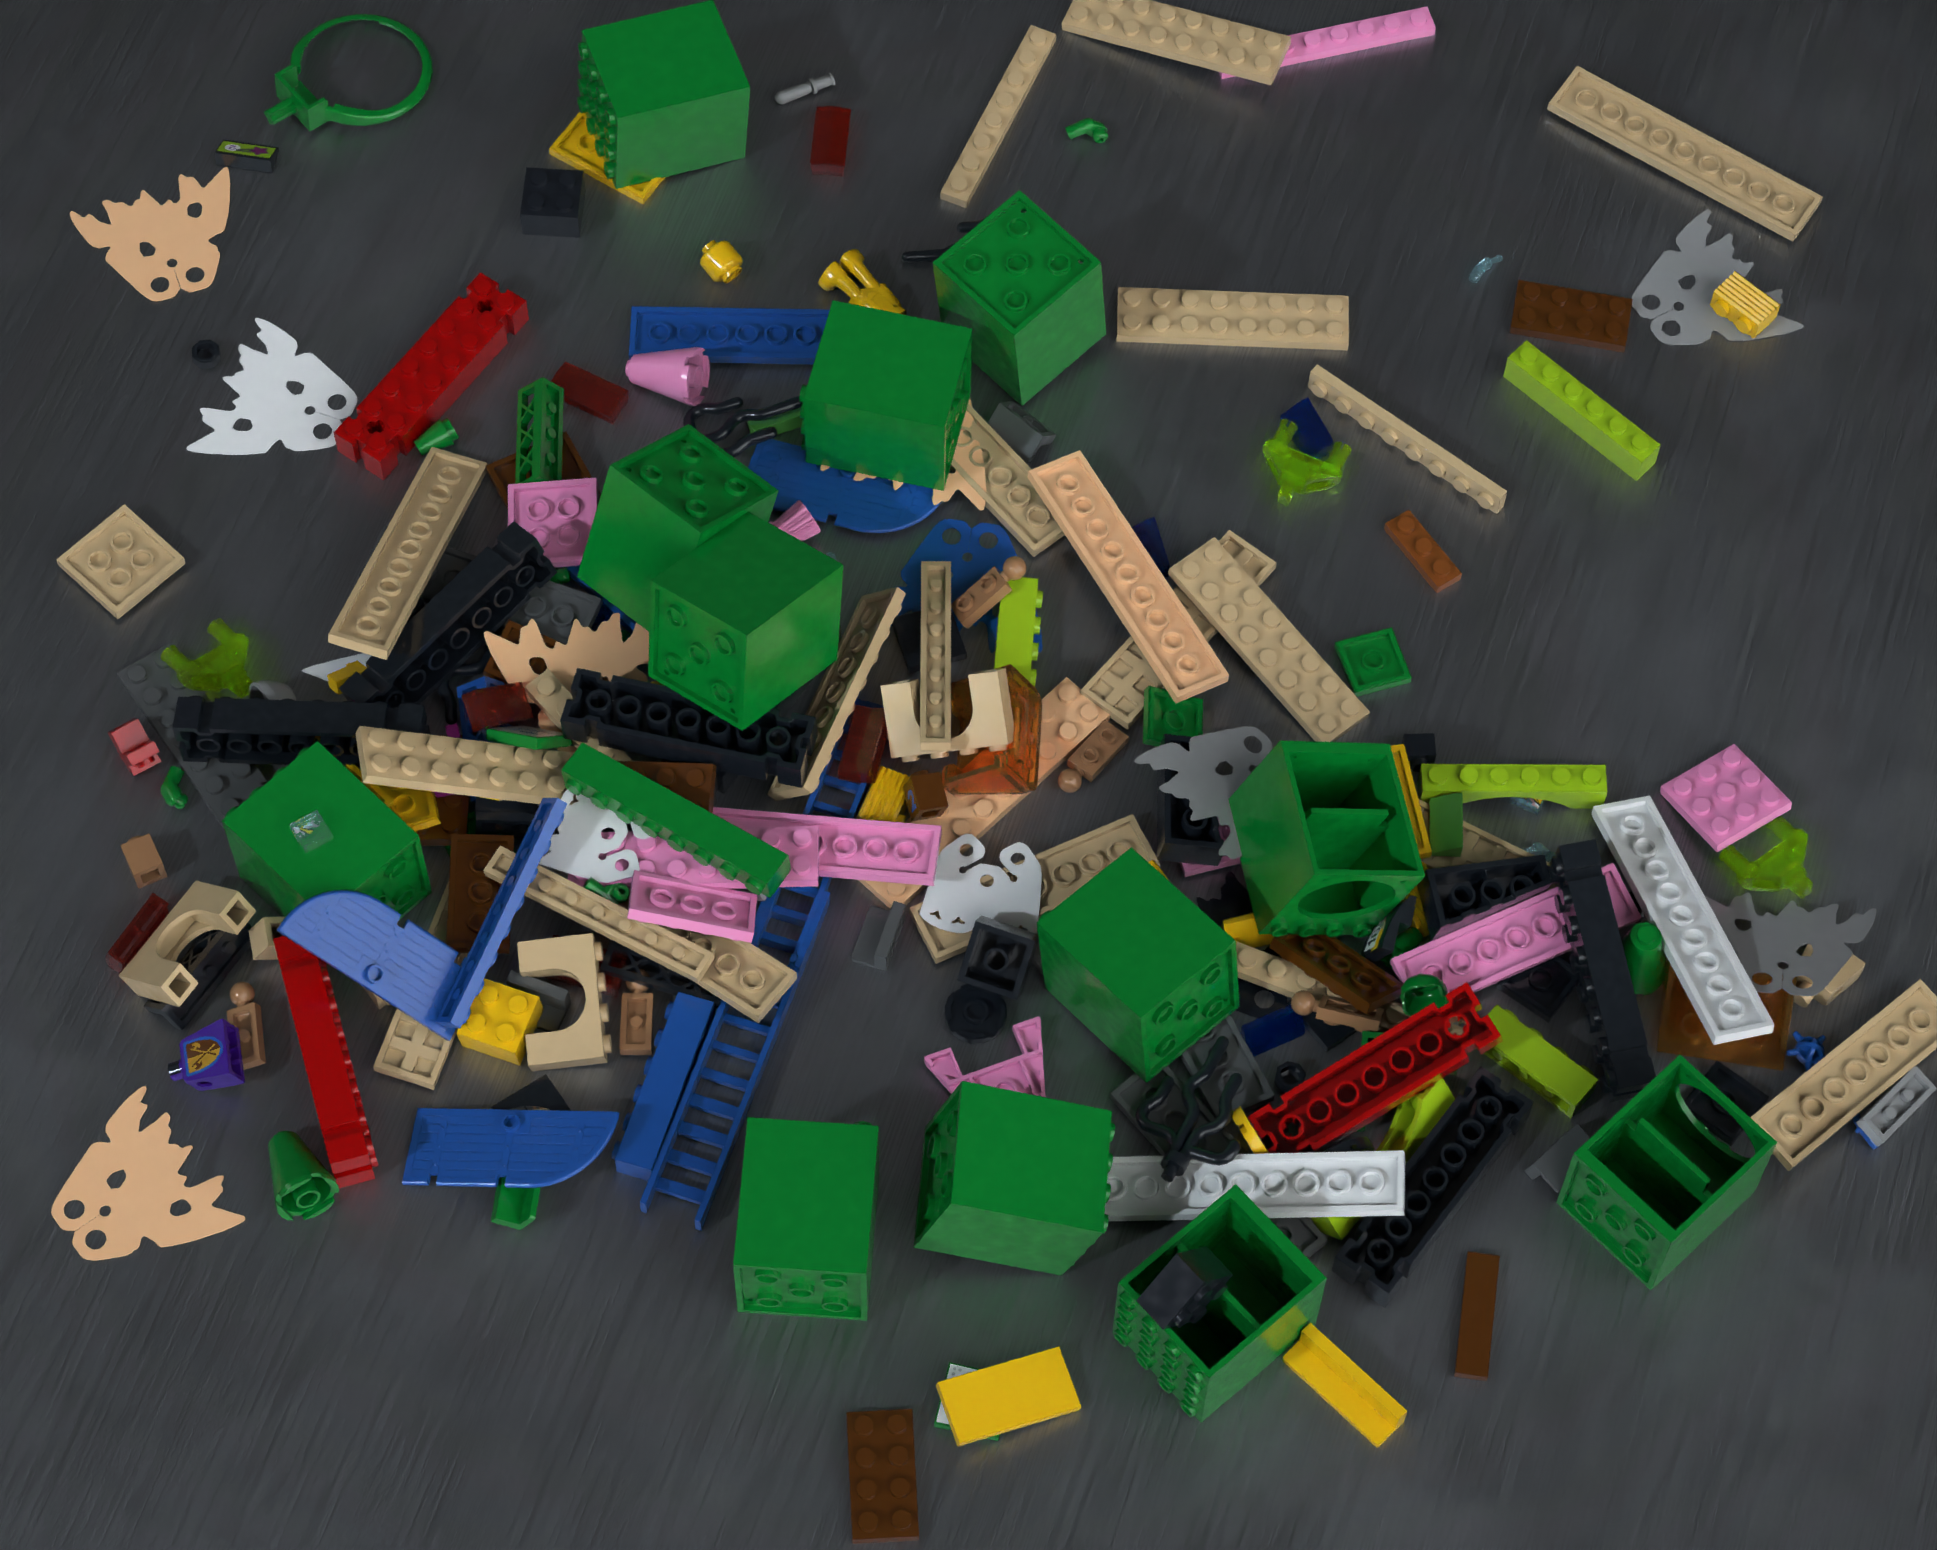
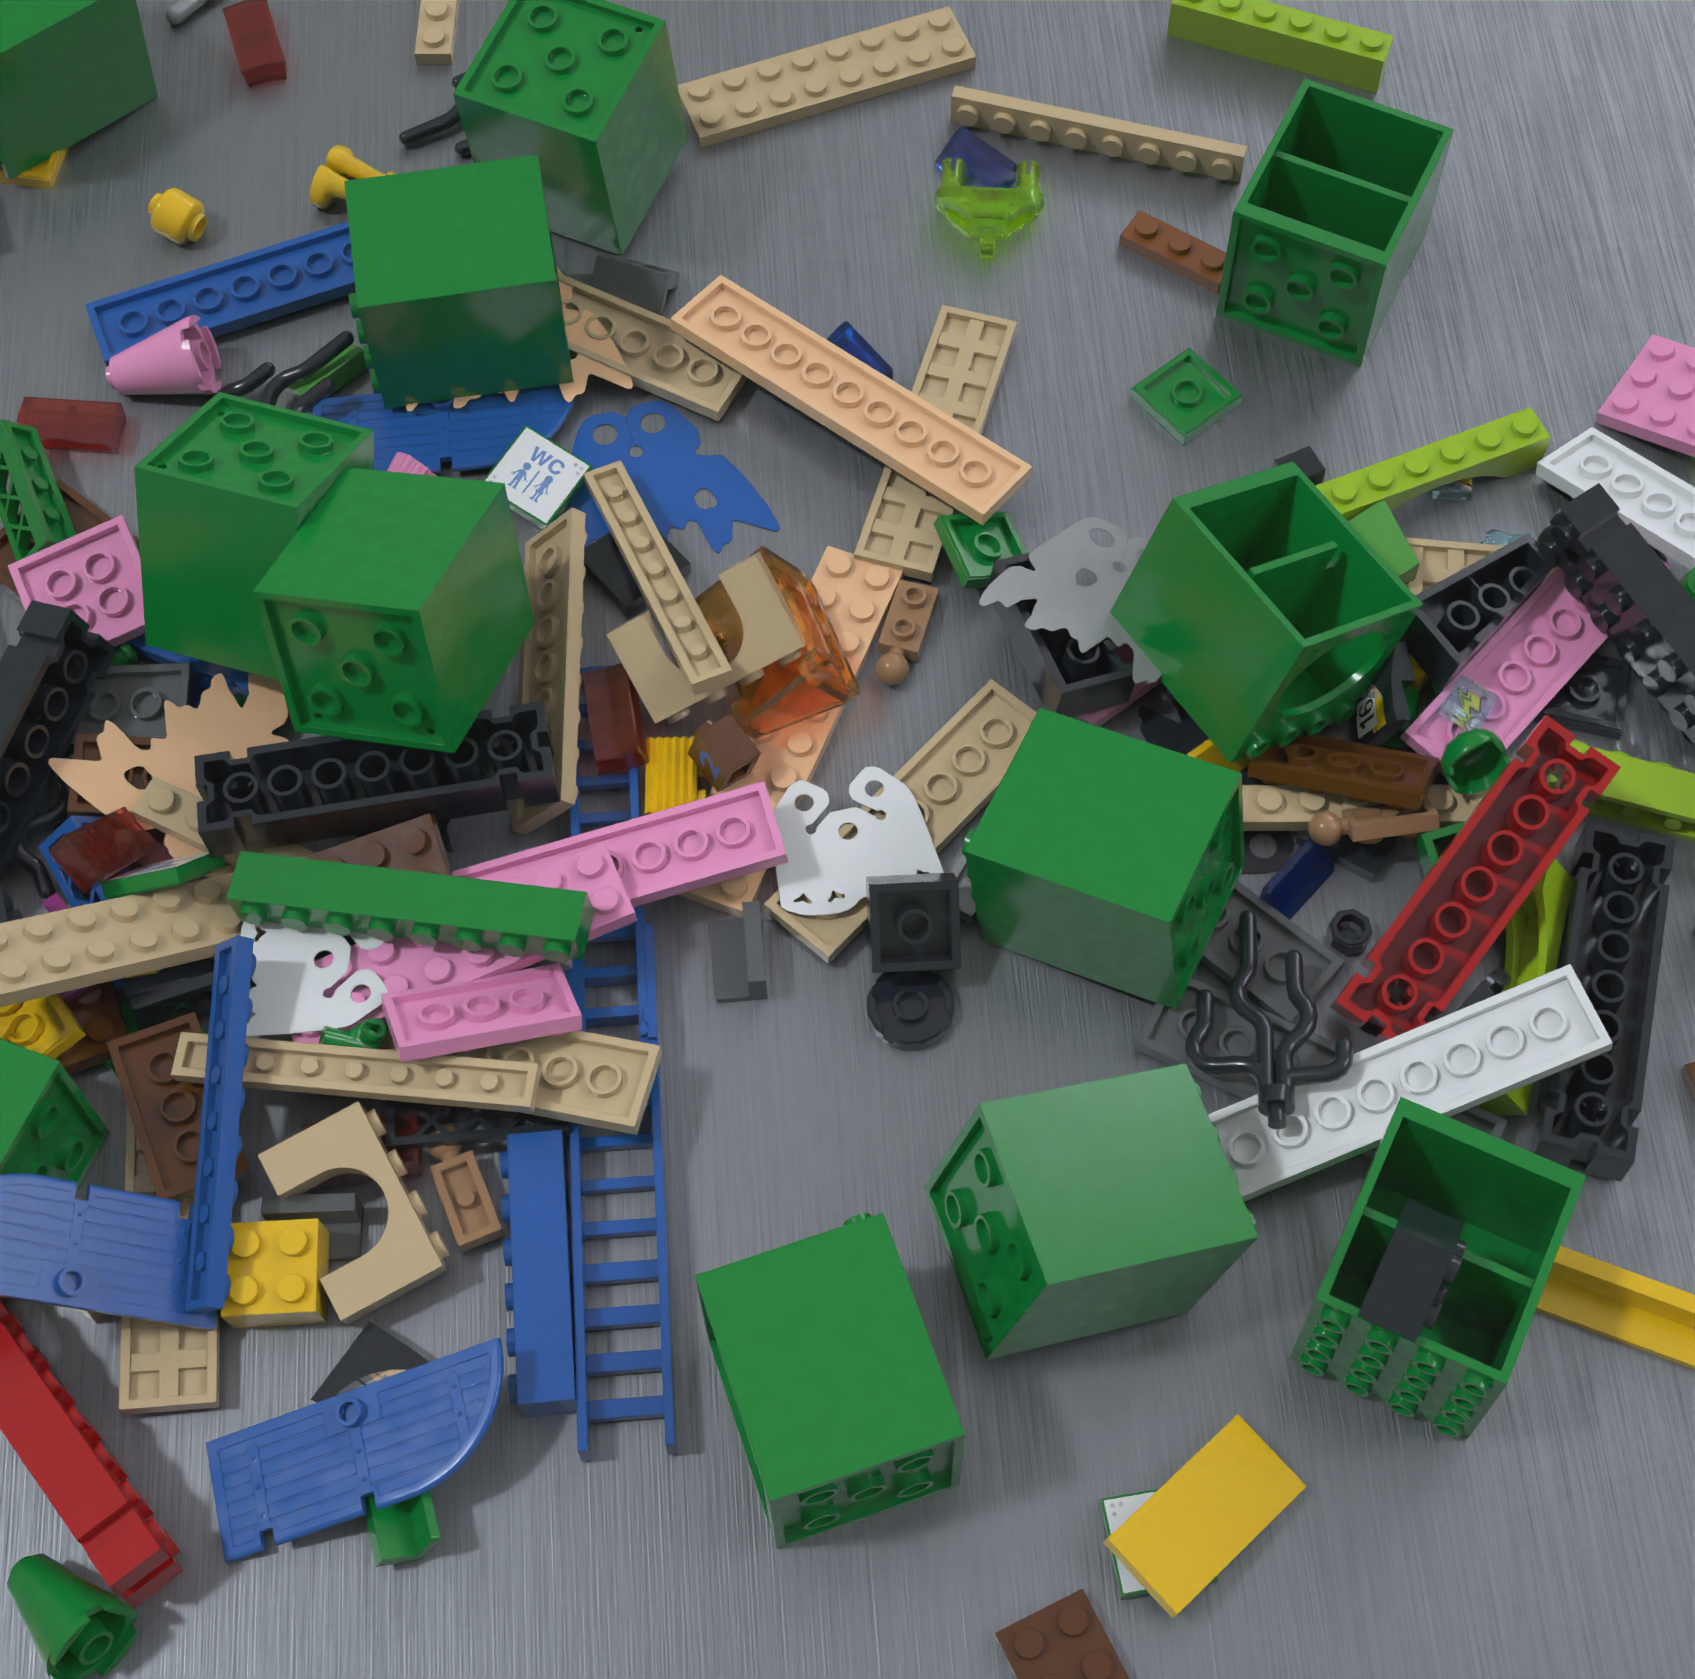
camera: 20 degrees left, 0 degrees up
(888, 552) = (538, 477): none -> white tile
(987, 591) = (685, 476): medium nougat plate -> none
(1016, 1074) = (1002, 1071): bright pink wing -> none
(1017, 627) = (737, 502): lime brick -> none
(1248, 1131) = (1347, 1023): yellow tile -> none
(1268, 642) = (1053, 414): tan plate -> none
(1443, 956) = (1467, 704): none -> clear light blue tile
(1528, 575) = (1332, 221): none -> green piece

